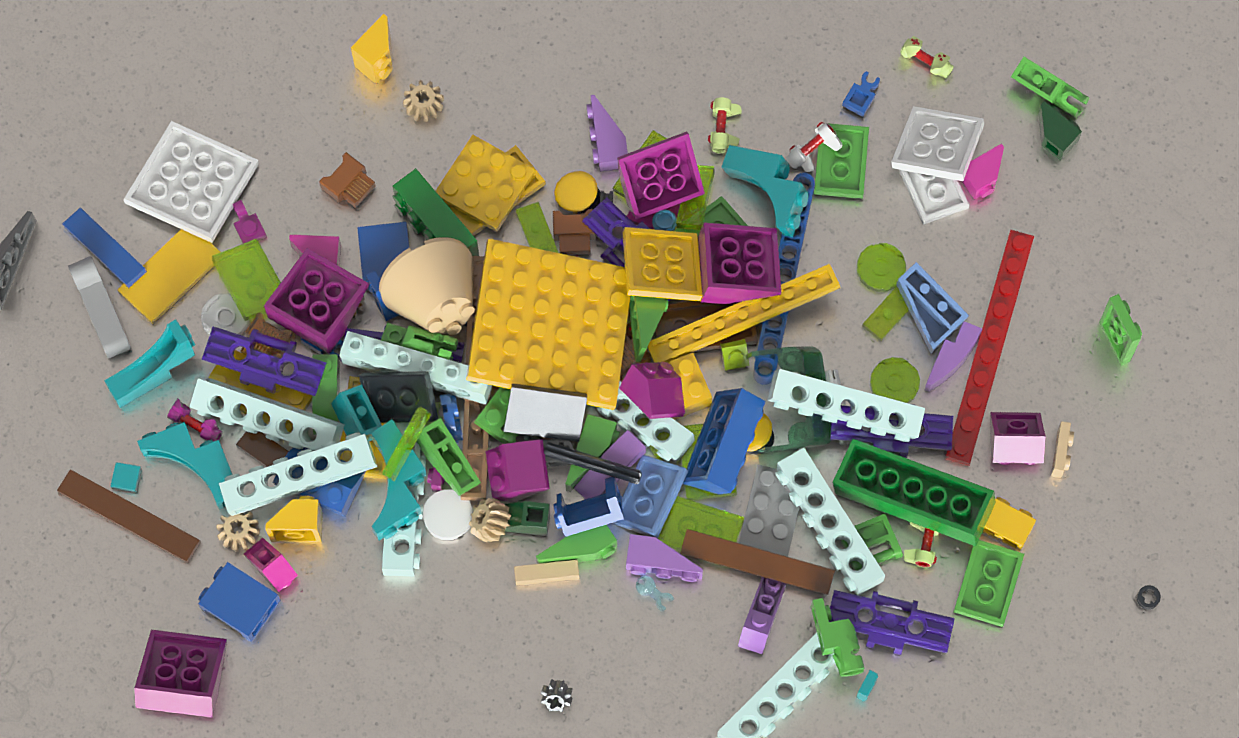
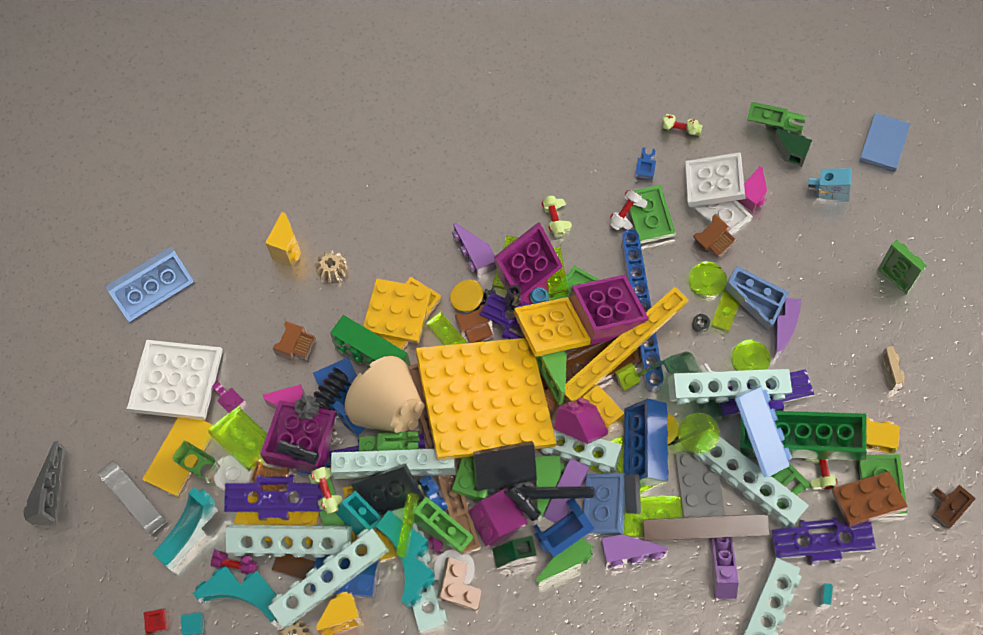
camera: 15 degrees left, 5 degrees down
(85, 459) = (155, 621): none -> red tile
(104, 247) = (122, 450): blue tile -> none
(177, 272) = (185, 450): none -> bright green piece
(195, 51) = (149, 284): none -> light blue slope
(308, 317) = (297, 452): none -> black pin
(326, 387) = (328, 501): none -> yellowish green piece
(336, 267) = (307, 407): none -> dark grey gear
(372, 255) = (331, 389): none -> black piece
(438, 535) = (453, 588): none -> plate
(489, 520) = (489, 563): tan gear -> none
(546, 572) = (547, 590): tan piece -> none
(551, 461) = (522, 502): none -> black pin
(623, 212) = (512, 298): none -> black pin
(649, 588) = (629, 576): clear light blue arm -> none
(685, 495) = (632, 494): none -> dark grey piece
(769, 173) = (605, 238): teal arch -> none
(787, 449) = (698, 433): none -> clear neon green tile
(837, 638) = (792, 567): bright green plate -> none
(857, 315) = (696, 327): none -> pearl dark grey bush
(860, 469) = (762, 430): none -> light blue slope
(911, 216) = (716, 236): none -> dark orange piece
(962, 592) = (869, 499): none -> dark orange plate
(989, 347) = (809, 312): red plate -> none
(1017, 438) = (857, 370): slope -> none
(1062, 633) = (952, 505): none -> reddish brown plate
(1085, 197) = (833, 184): none -> medium azure torso
(1178, 162) = (885, 142): none -> medium blue tile

